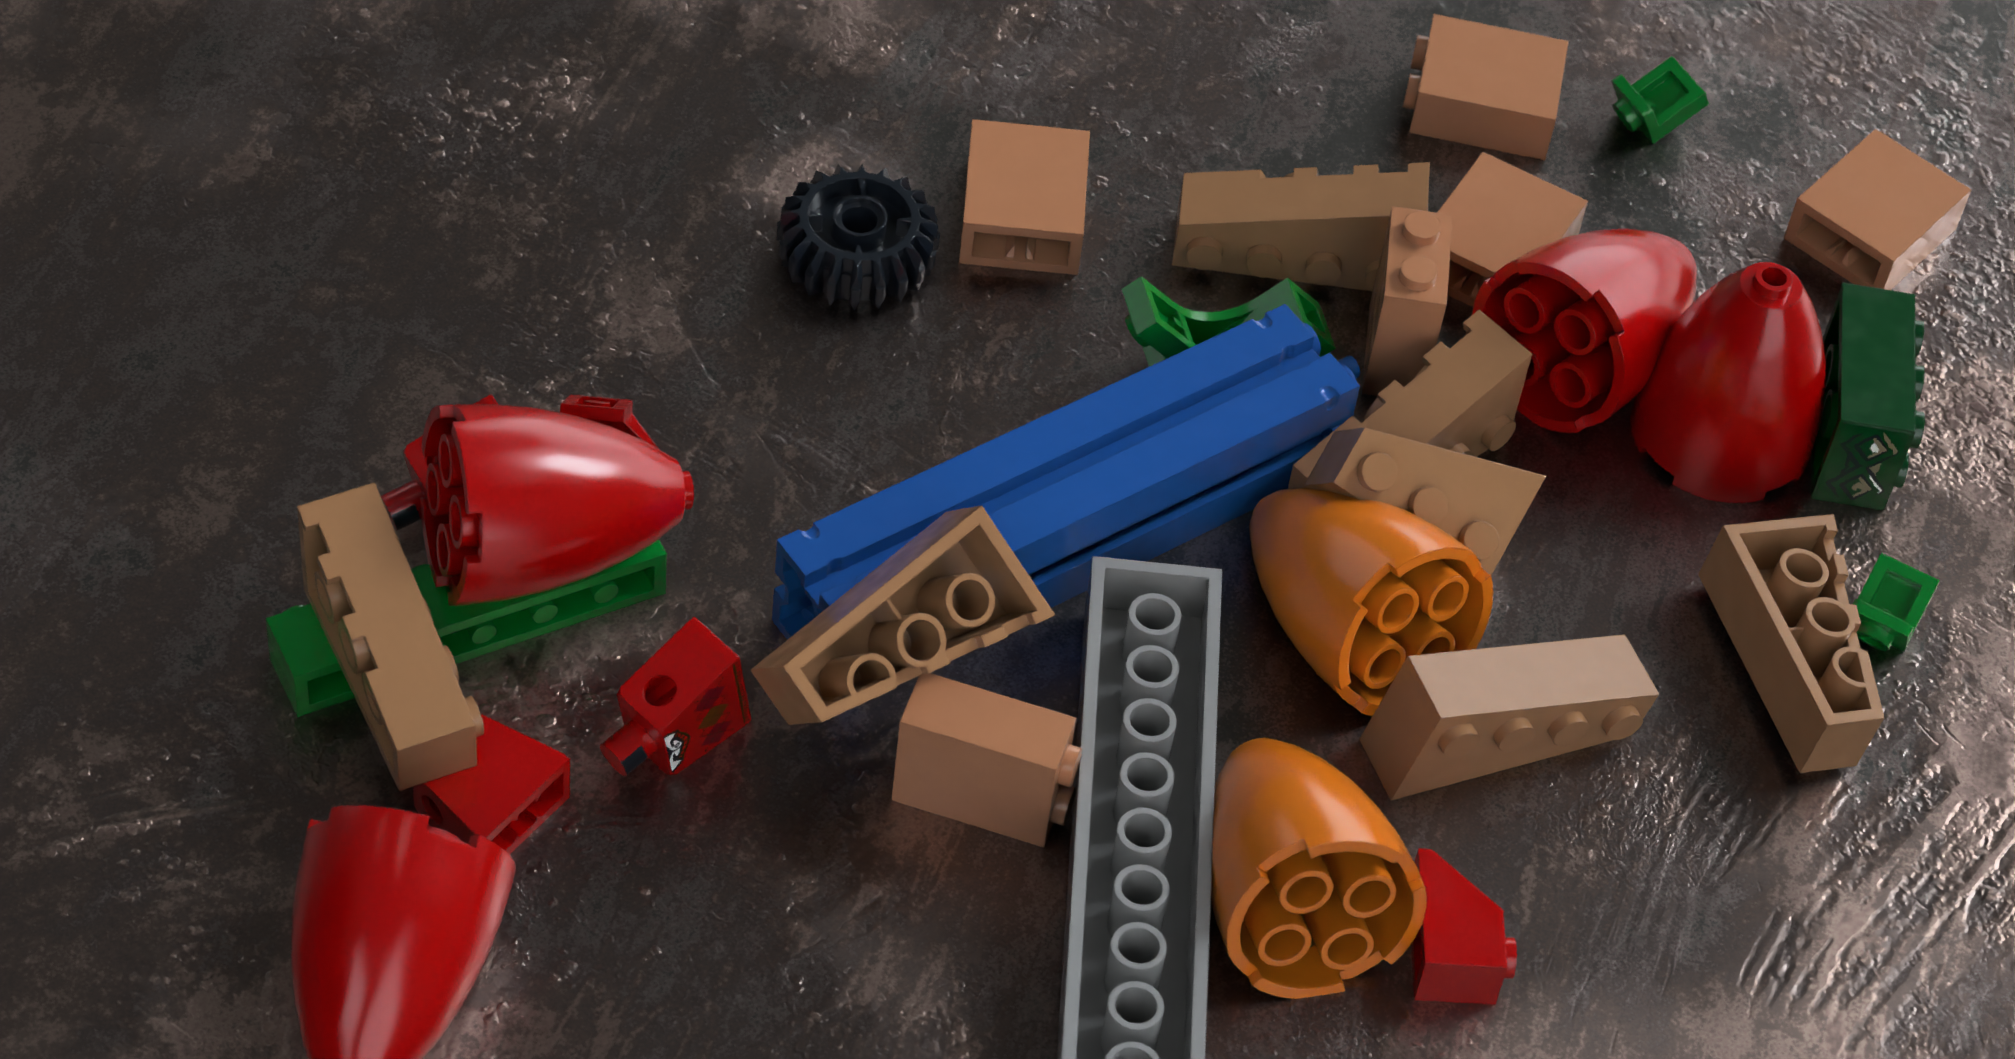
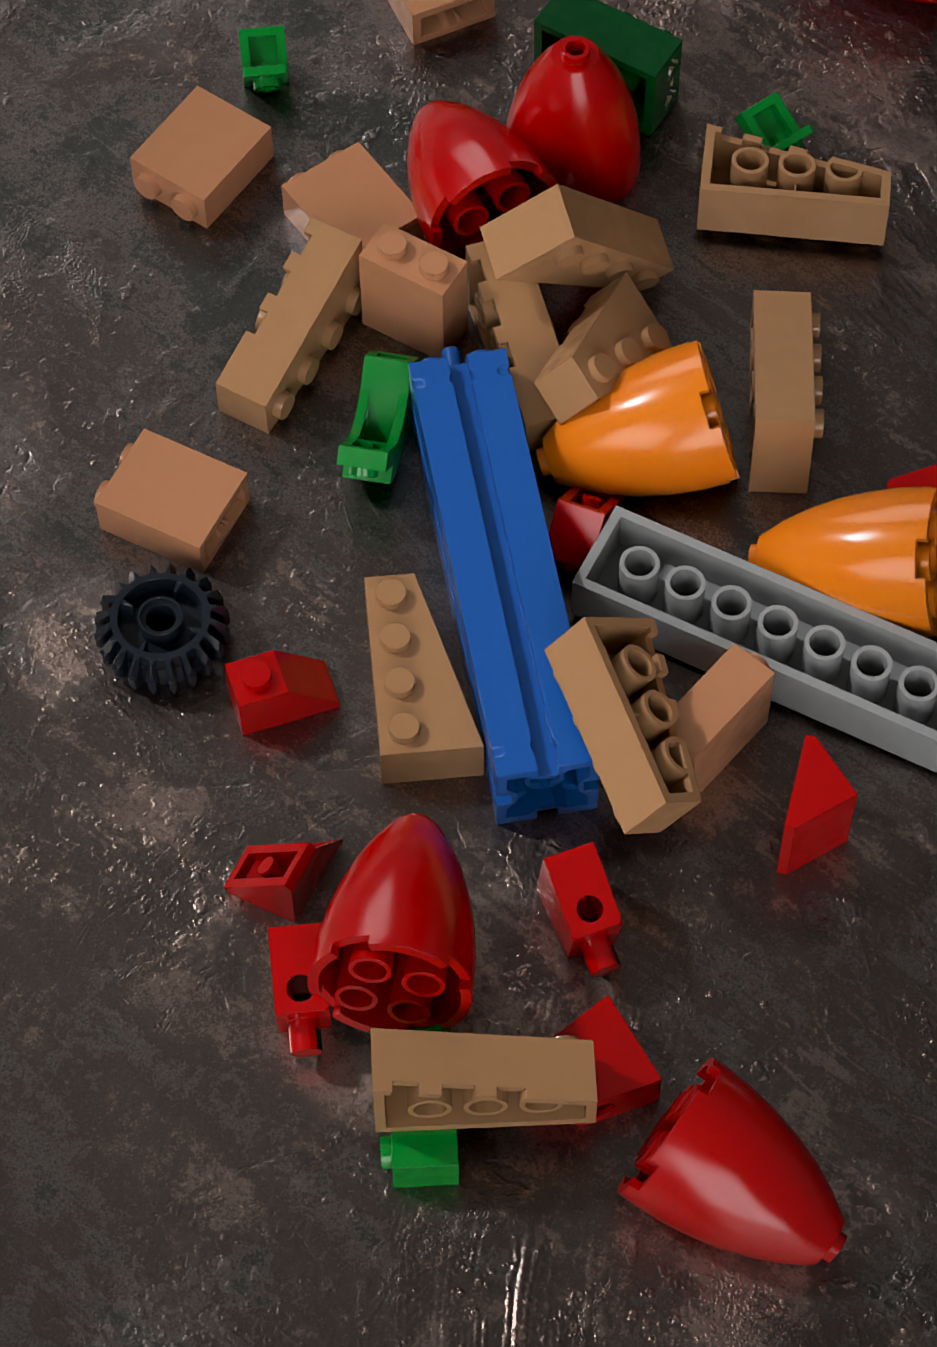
camera: 60 degrees left, 10 degrees up
(833, 356) = (278, 689): none -> red slope
(890, 447) = (417, 698): none -> medium nougat wedge
(913, 889) = (818, 809): none -> red slope
(1201, 542) = (577, 525): none -> red slope
(1556, 419) = (575, 242): none -> medium nougat wedge

